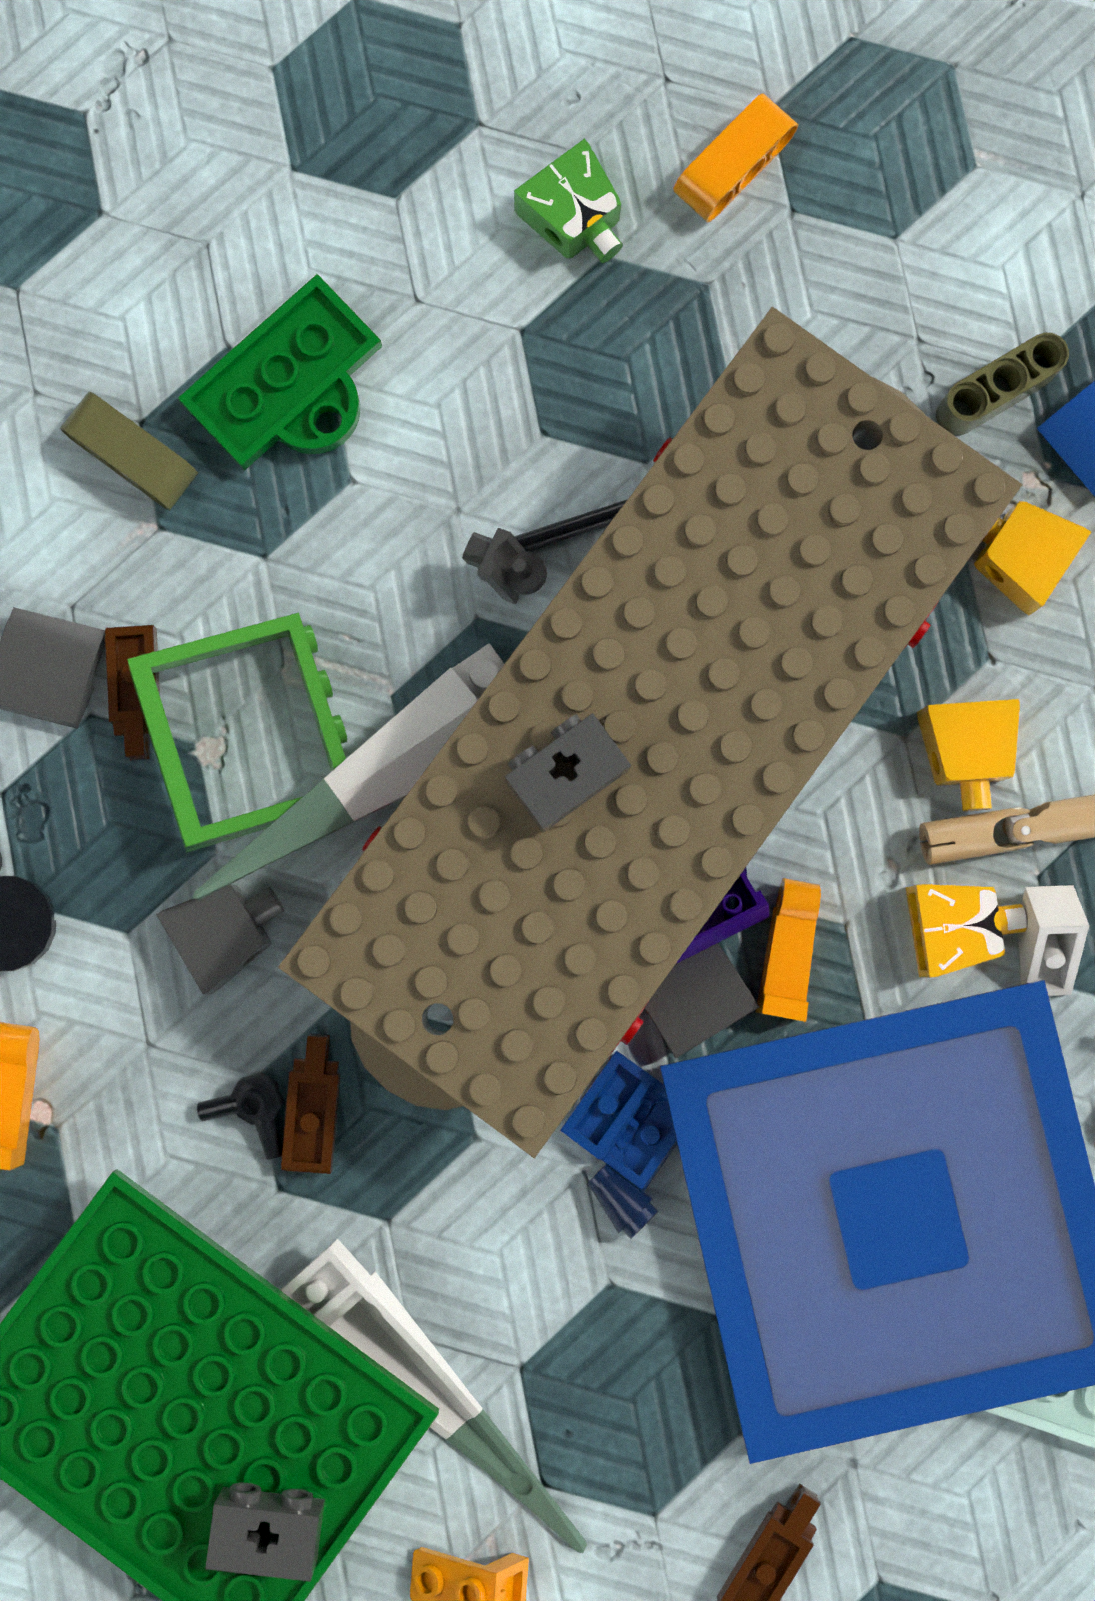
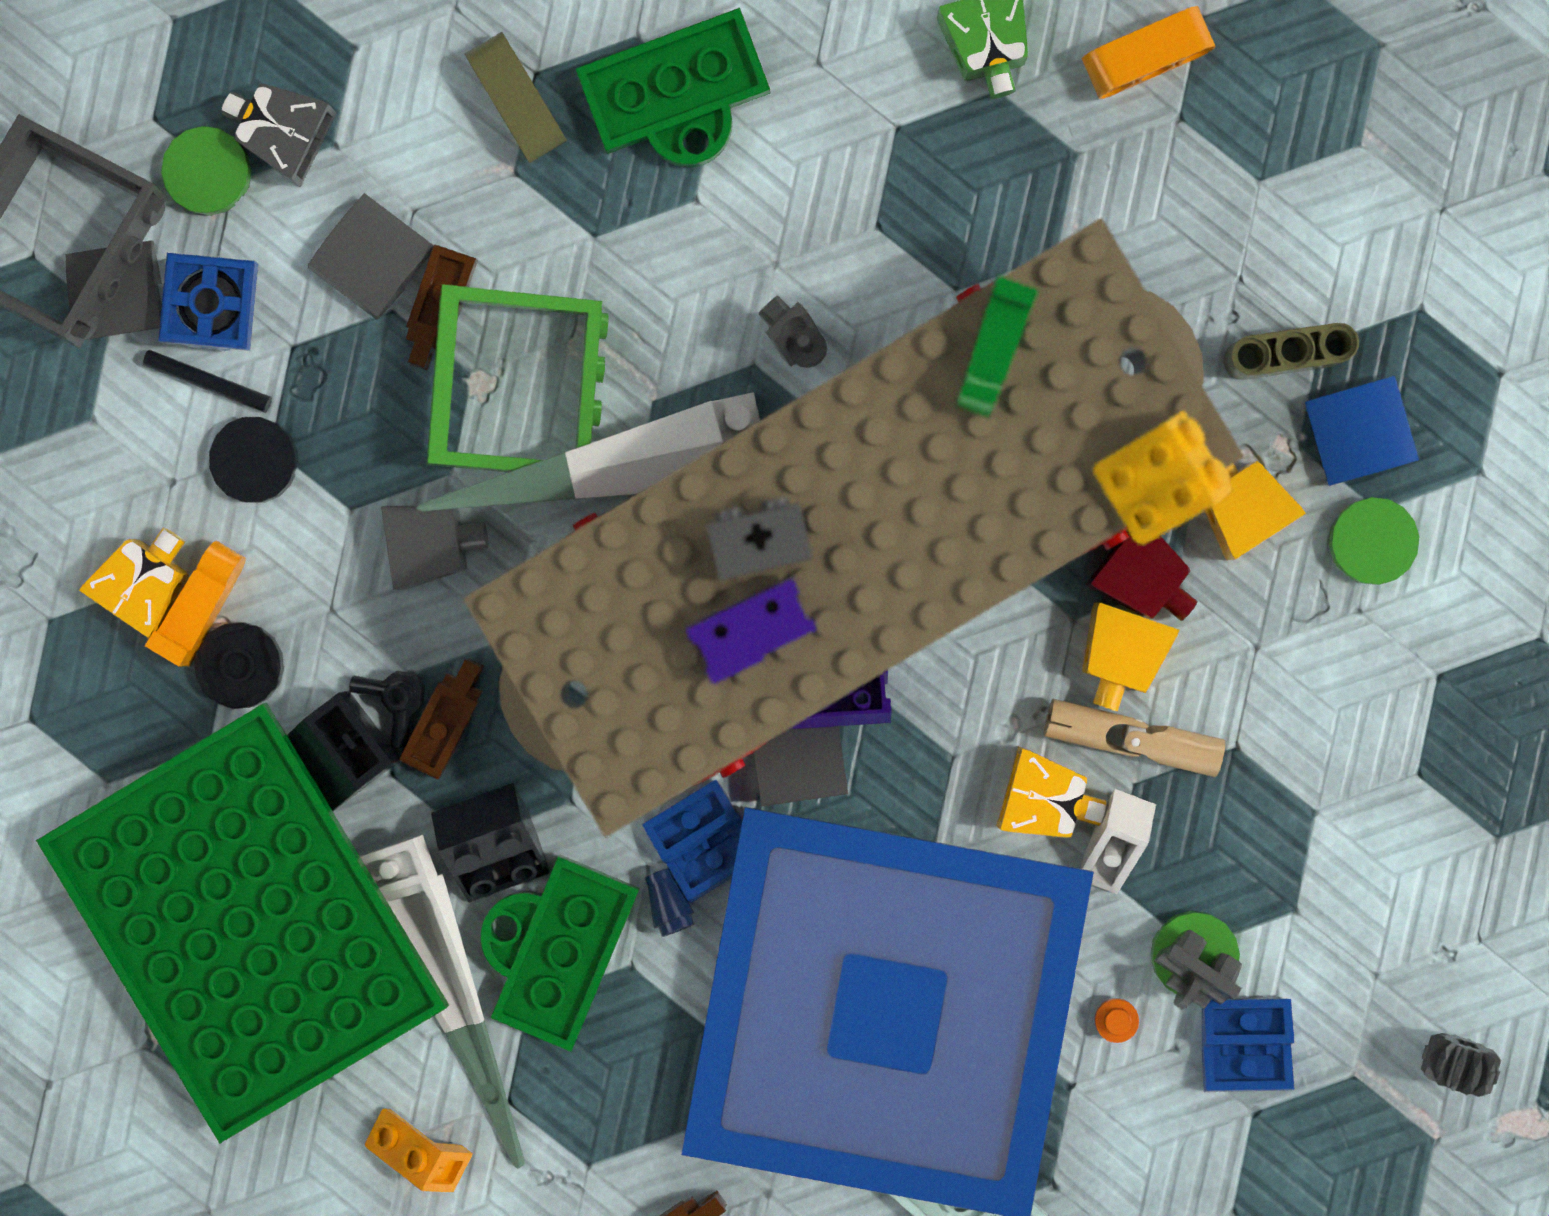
camera: 30 degrees right, 5 degrees up
(74, 1142) = (239, 665): none -> black tile
(216, 1184) = (342, 748): none -> black slope
(239, 1538) = (249, 1037): dark grey brick -> none
(410, 1217) = (489, 843): none -> black slope
(528, 1300) = (557, 950): none -> green plate
(569, 527) = (866, 320): black bar -> none
(597, 869) = (750, 630): none -> dark purple piece
(724, 469) = (995, 345): none -> green leg
(790, 951) = (895, 758): light orange leg -> none
(954, 536) = (1163, 478): none -> yellow bracket
(958, 661) = (1144, 578): none -> dark red torso

